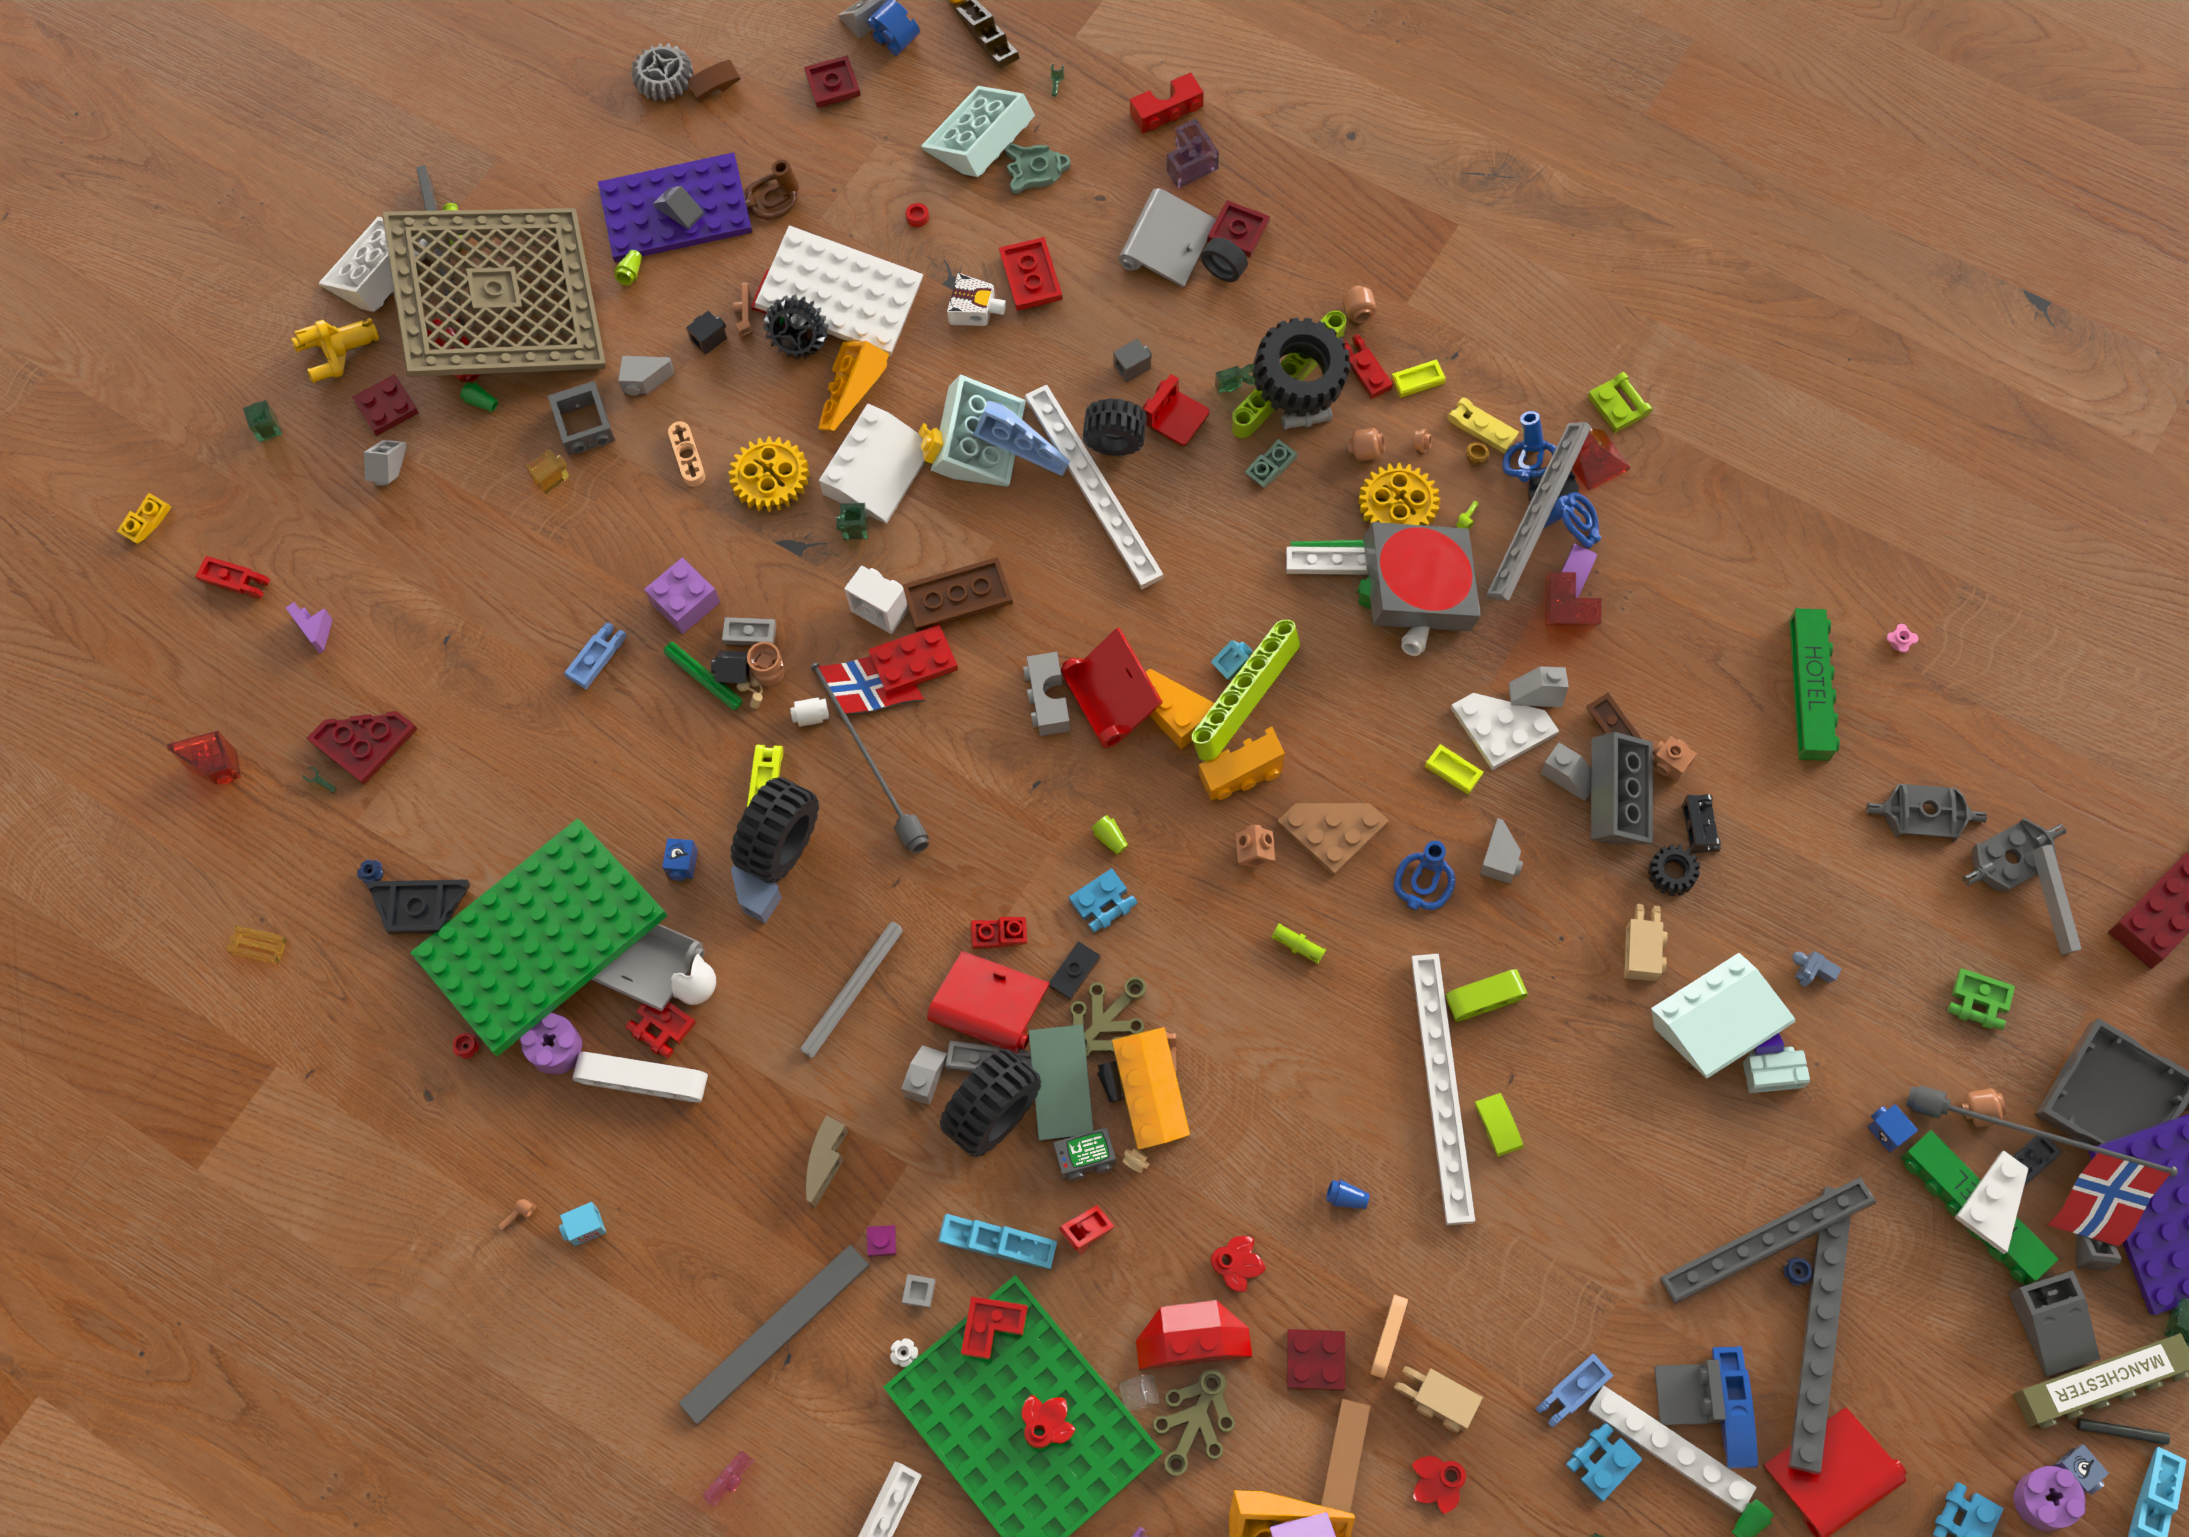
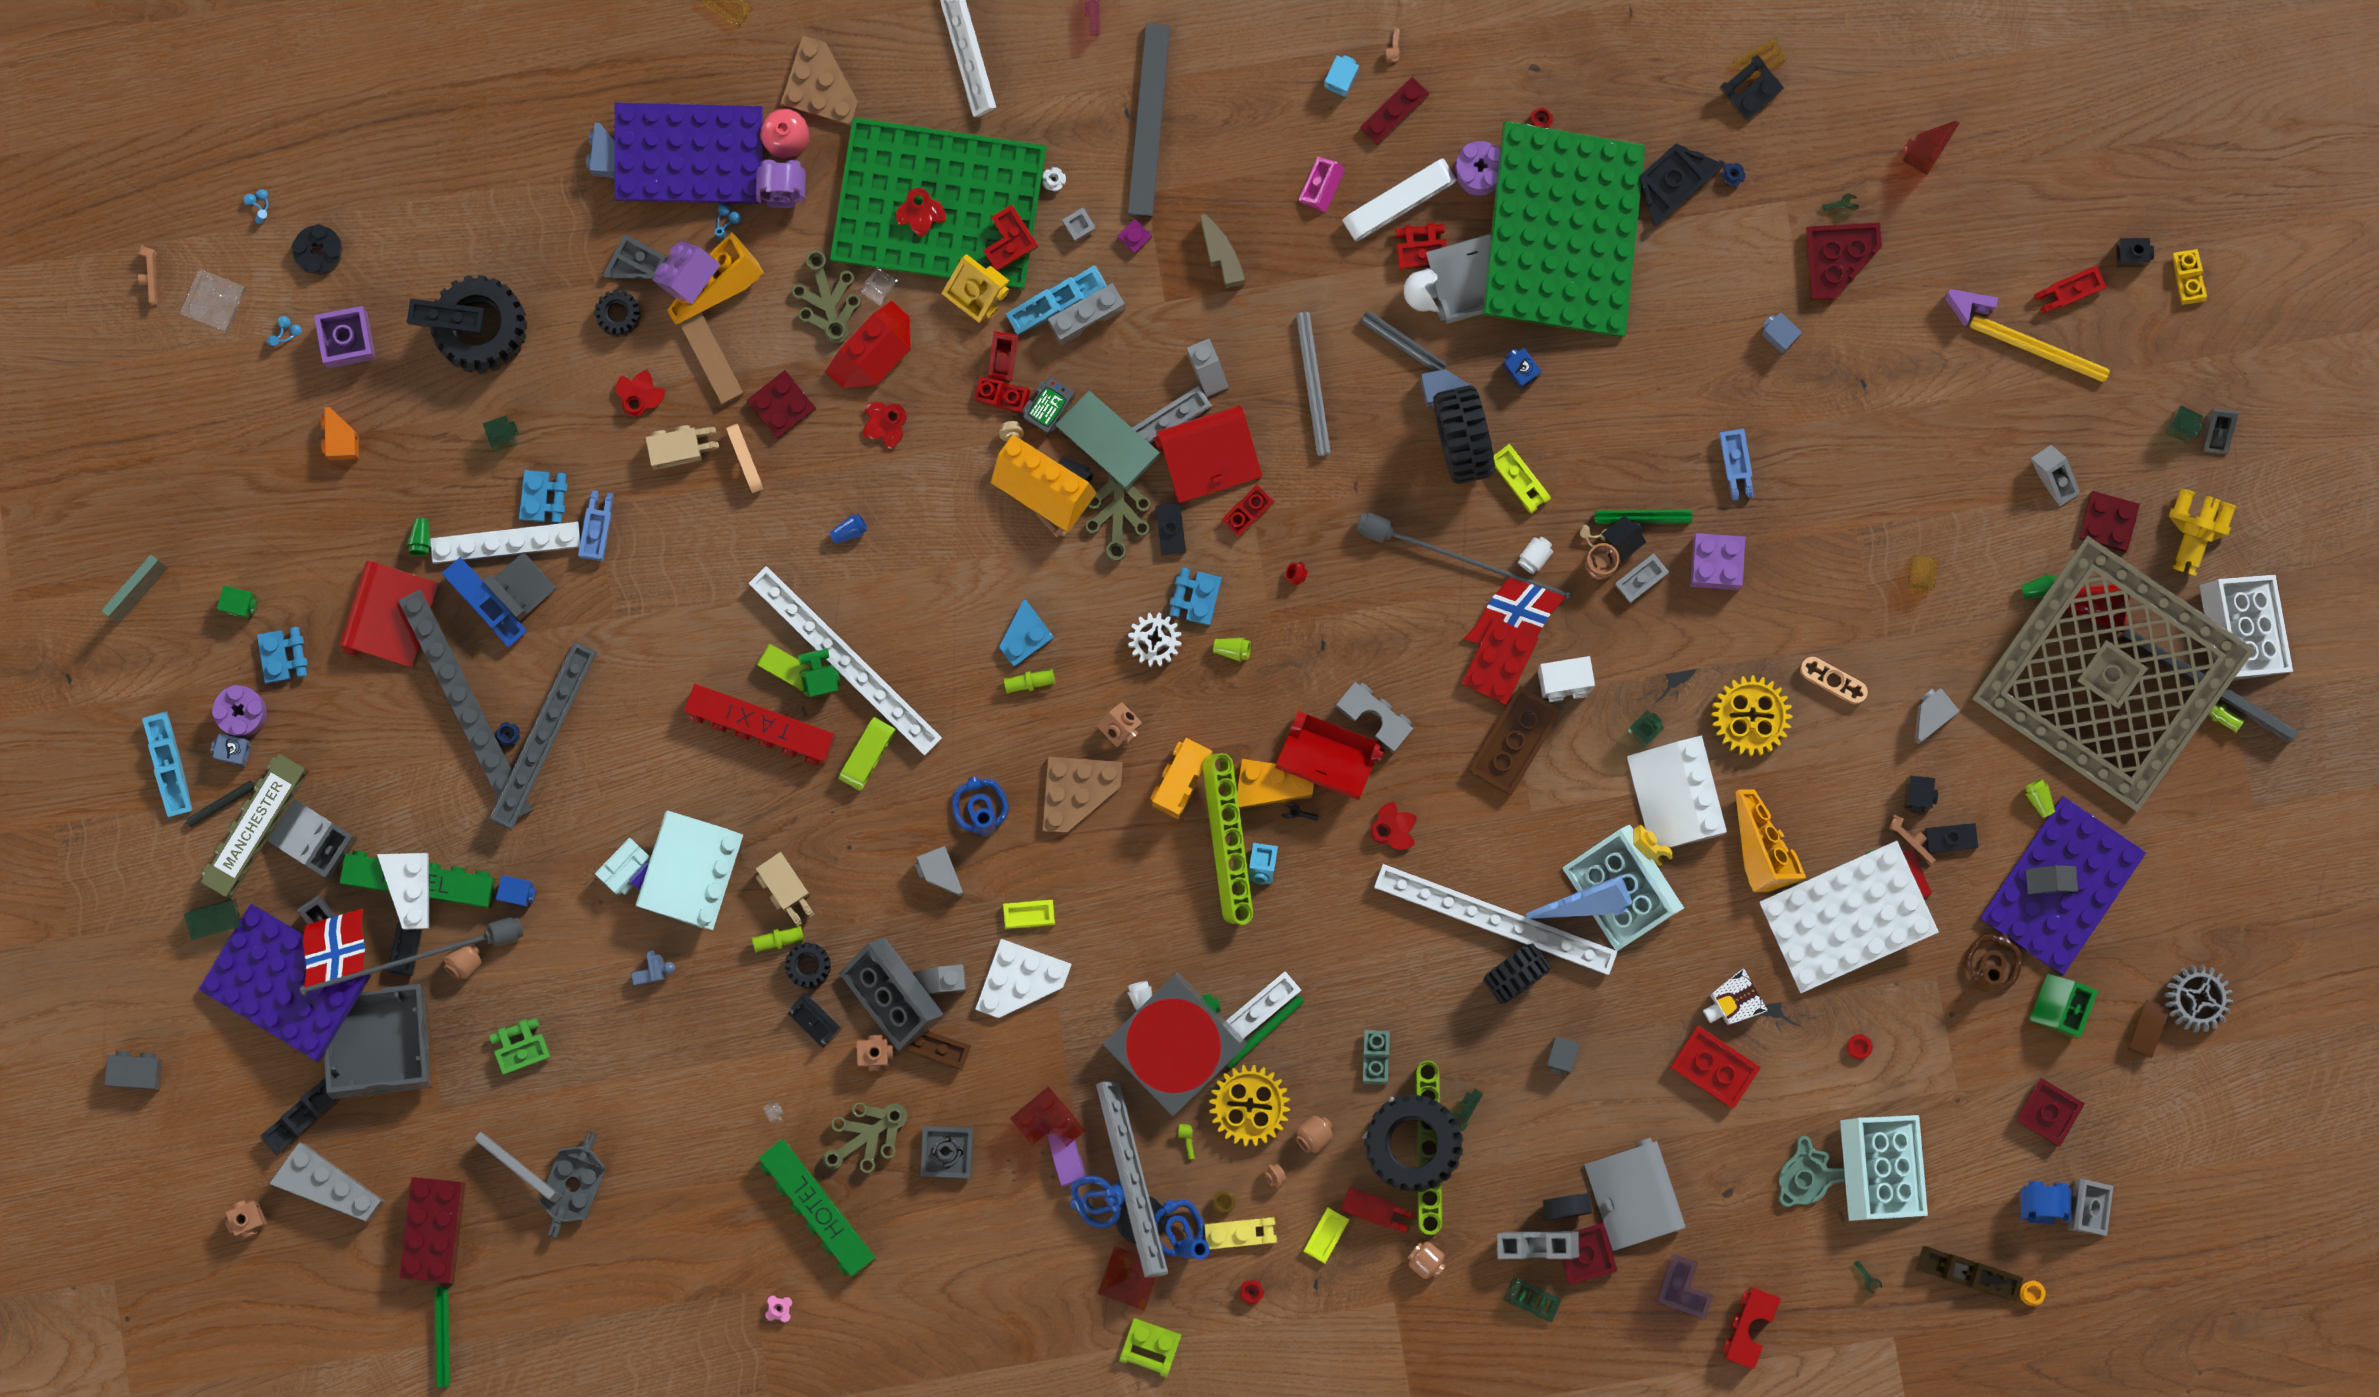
camera: 135 degrees right, 15 degrees up
(160, 564) = (2134, 252): none -> black brick
(241, 396) = (2219, 430): none -> dark grey slope
(285, 918) = (1757, 93): none -> black plate
(297, 554) = (2039, 348): none -> yellow axle
(463, 720) = (1780, 332): none -> sand blue brick
(570, 1158) = (1394, 111): none -> dark red plate
(575, 399) = (1960, 657): dark grey window -> none
(688, 1150) = (1321, 184): none -> dark pink slope
(716, 291) = (1951, 838): none -> black plate
(750, 961) = (1402, 342): none -> dark grey axle
(754, 129) = (2063, 1006): none -> green slope
(798, 319) = (1846, 849): black gear -> none
(971, 1200) = (1096, 307): none -> light grey arch
(990, 1102) = (1135, 374): black tyre -> none
(1011, 852) = (1296, 573): none -> red plate
(1058, 1305) = (976, 289): none -> yellow plate
(1104, 608) = (1397, 827): none -> red plate
(1115, 1200) = (1001, 395): none -> red slope
(1169, 880) = (1166, 642): none -> white gear
(1174, 412) = (1486, 1036): red bracket -> none
(1175, 675) = (1296, 812): none -> black hand
(1270, 984) = (1024, 635): none -> dark azure wing
(1278, 261) = (1538, 1245): none -> light grey arch
(1310, 244) = (1513, 1290): none -> clear green slope
(1478, 1089) = (818, 678): none -> green brick
(1509, 376) = (1252, 1285): none -> red plate
(1540, 688) = (1016, 1028): light grey slope -> none
(1561, 1094) = (759, 723): none -> red brick
(1675, 639) = (946, 1152): none -> dark grey plate
(1684, 910) = (777, 939): none -> lime pin
(1725, 707) = (868, 1134): none -> olive plant
(1793, 782) = (773, 1112): none -> clear plate
(1906, 815) = (679, 1164): dark grey plate -> none

